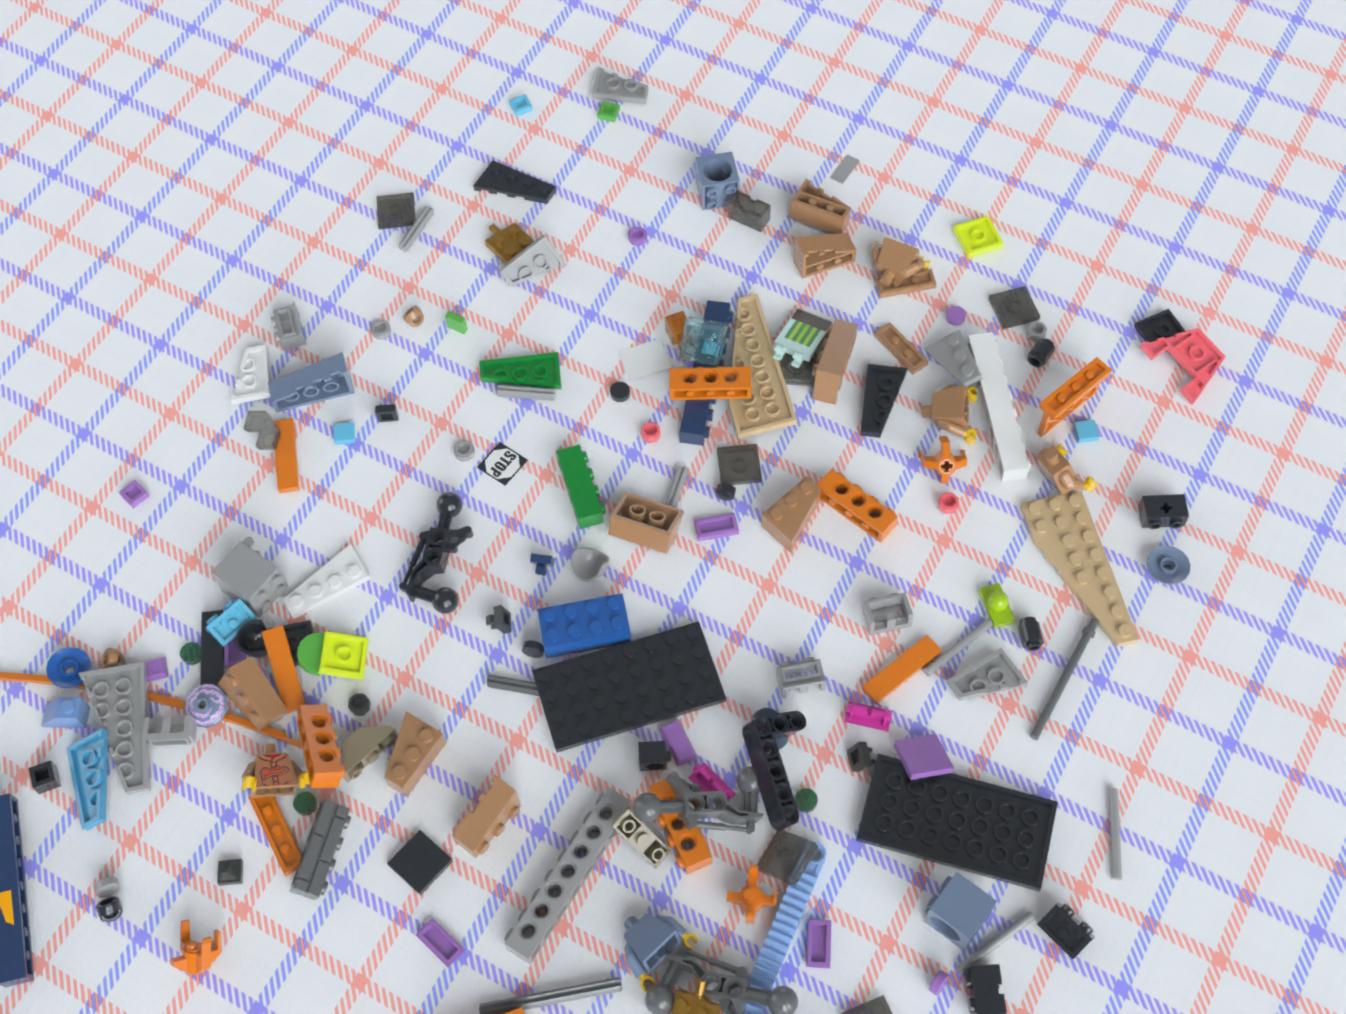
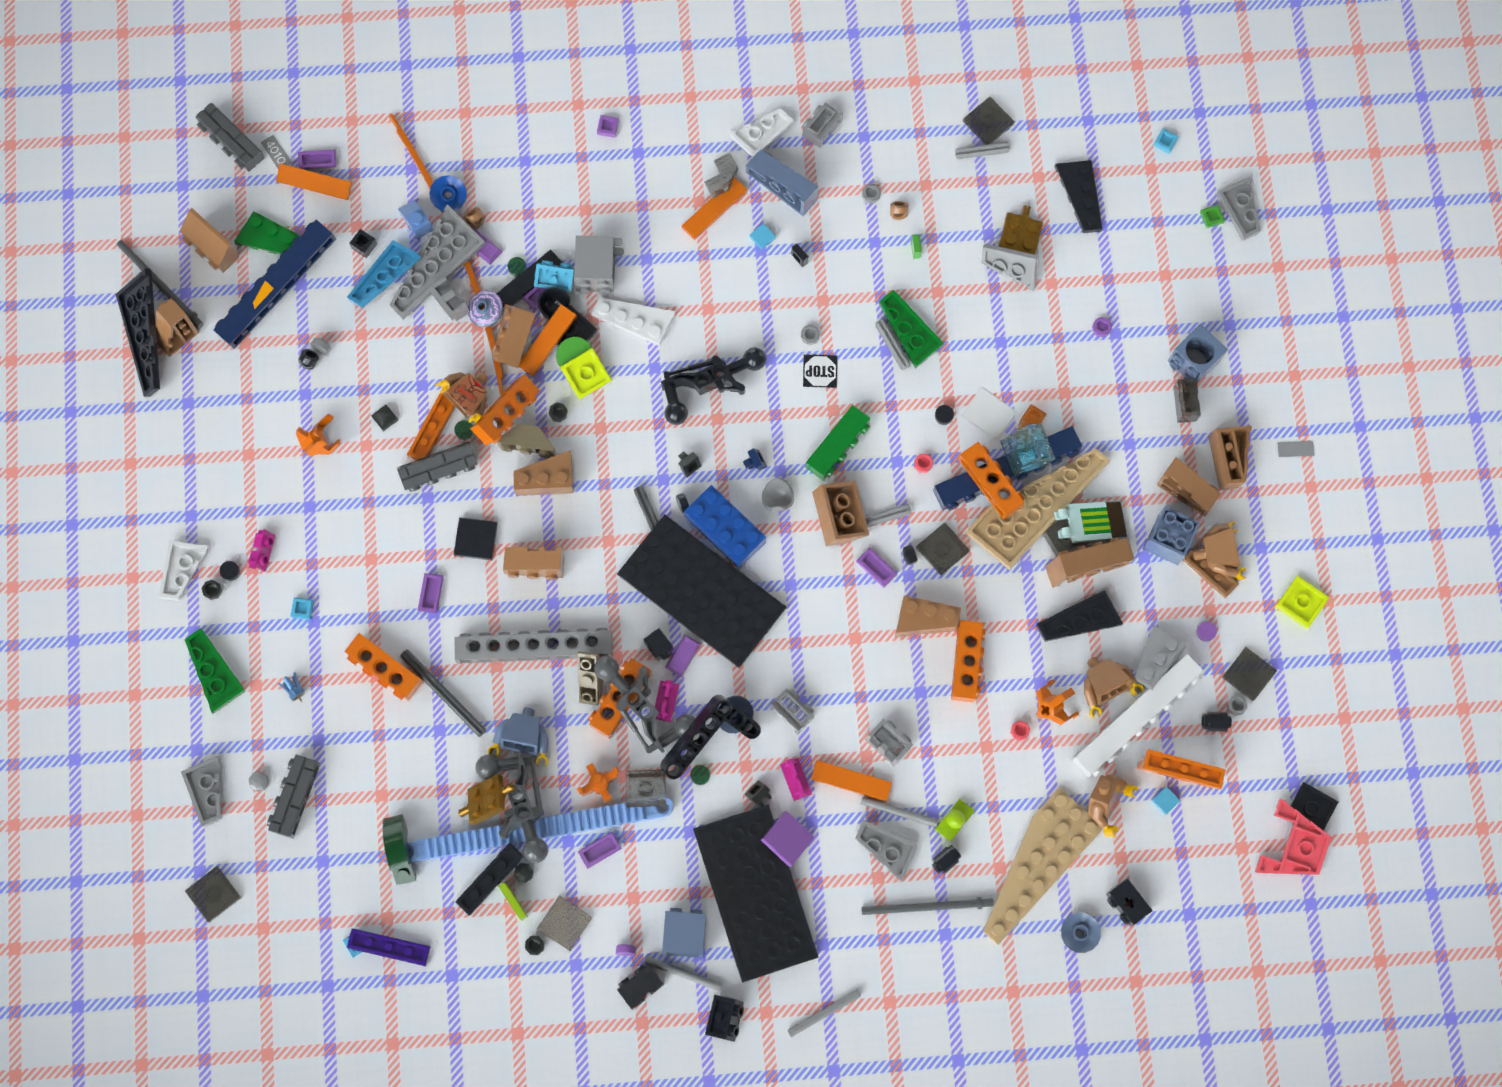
camera: 50 degrees right, 15 degrees up
(857, 286) = (1171, 535): none -> sand blue brick
(901, 348) = (1142, 606): medium nougat tile -> none

